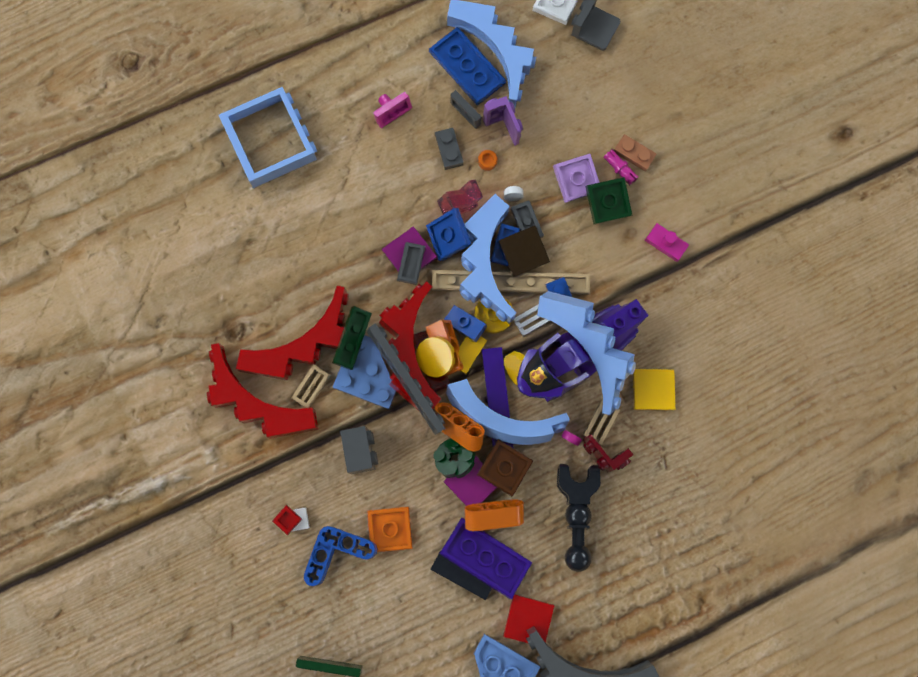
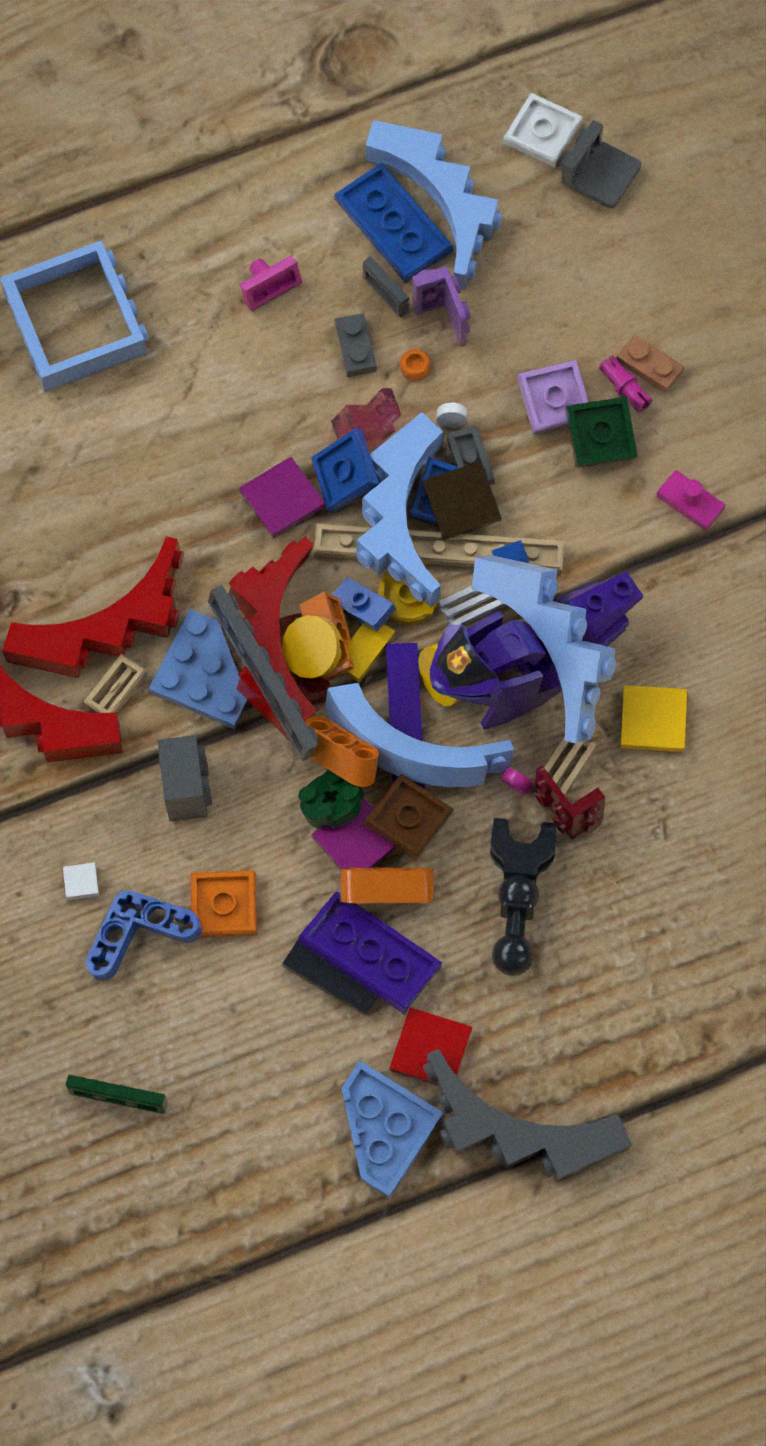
camera: 10 degrees right, 10 degrees down
(287, 520) = (66, 877): red tile -> none
(352, 338) = (184, 614): dark green tile -> none
(411, 263) = (283, 510): dark grey tile -> none

